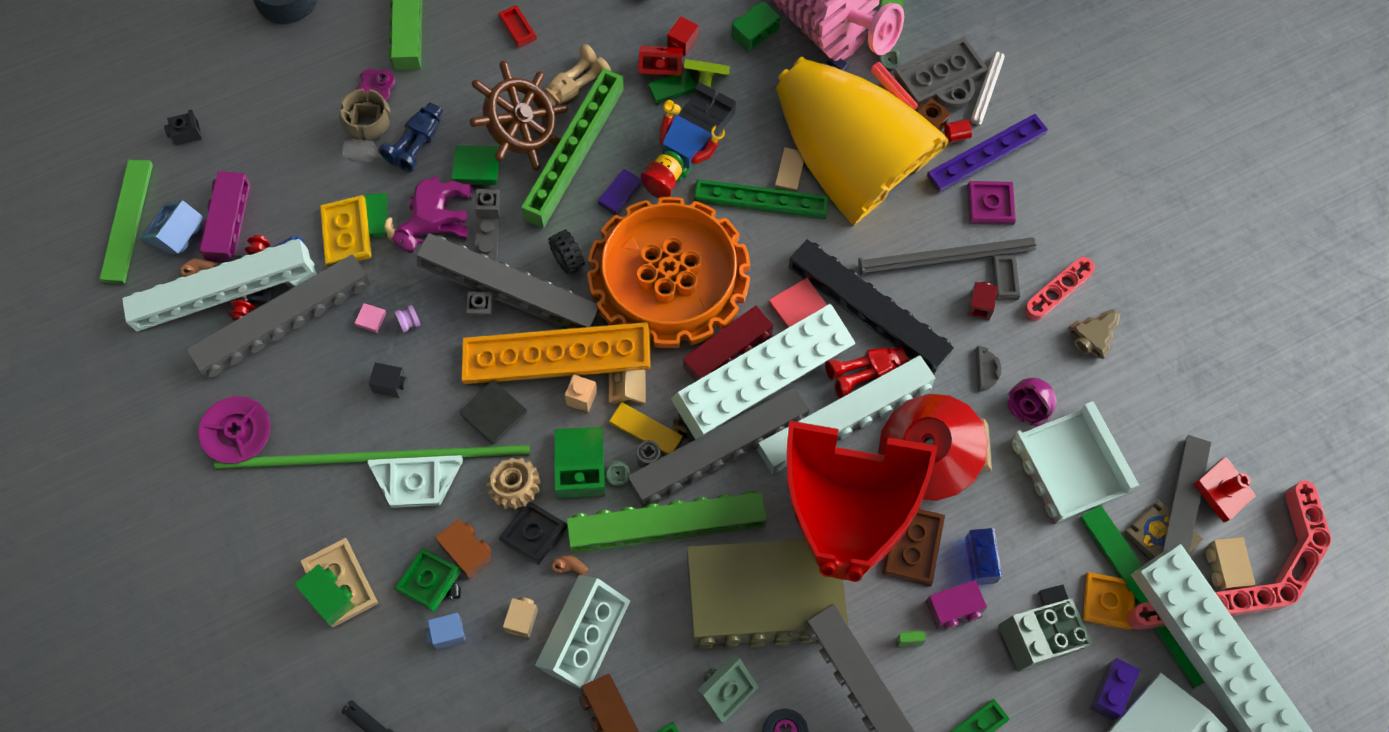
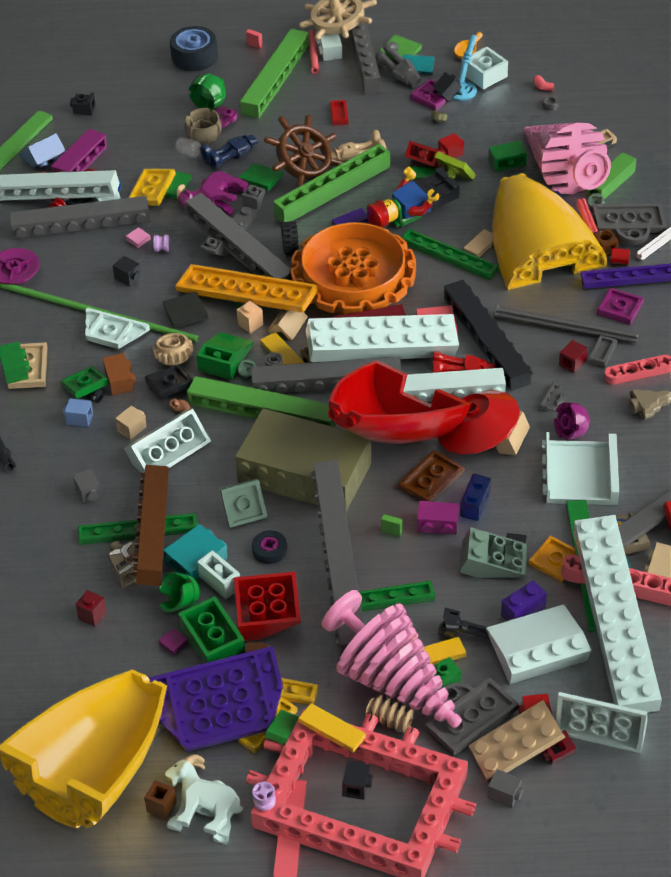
camera: 30 degrees right, 20 degrees down
(342, 56) = (207, 91): none -> green piece

